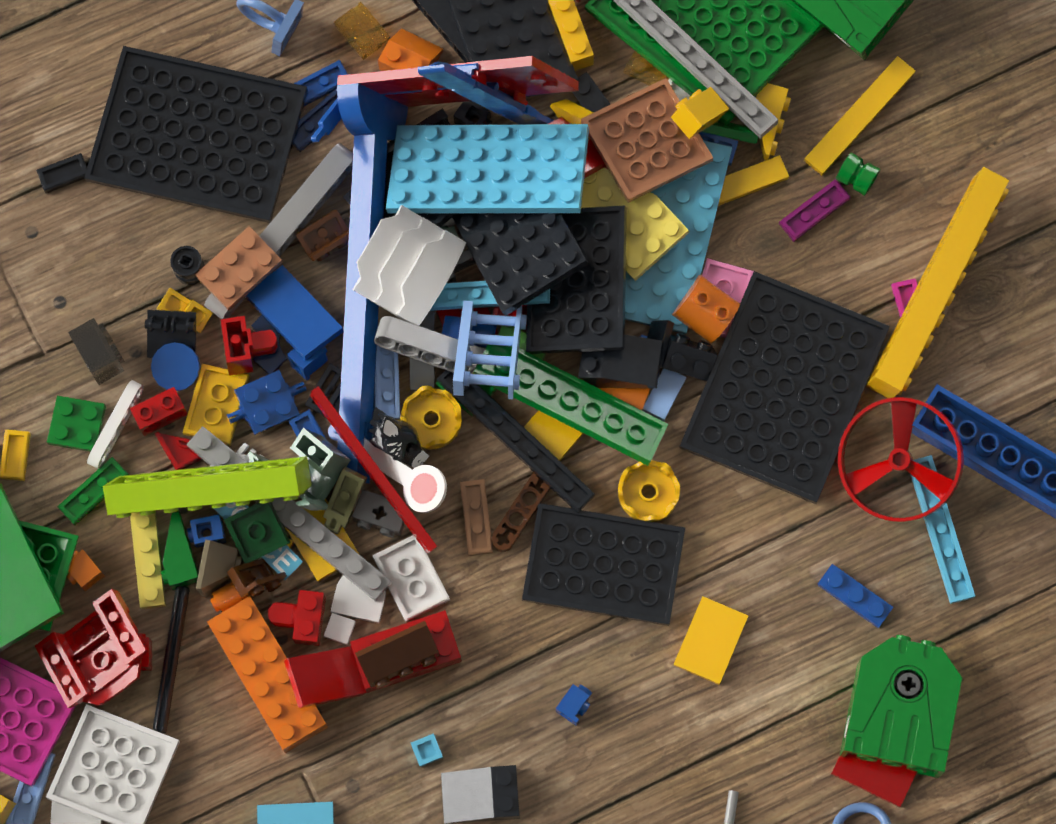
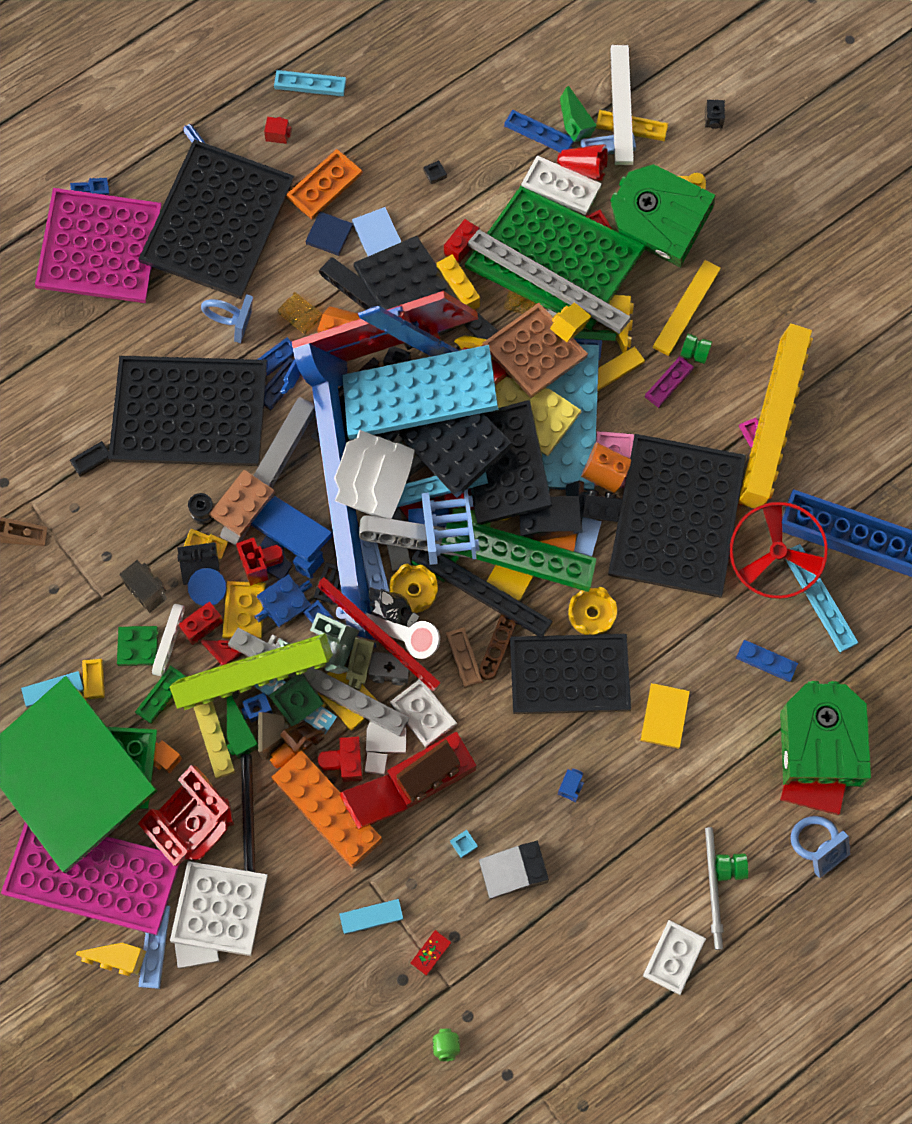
camera: 15 degrees left, 5 degrees down
(324, 236) = (302, 468): reddish brown bracket -> none

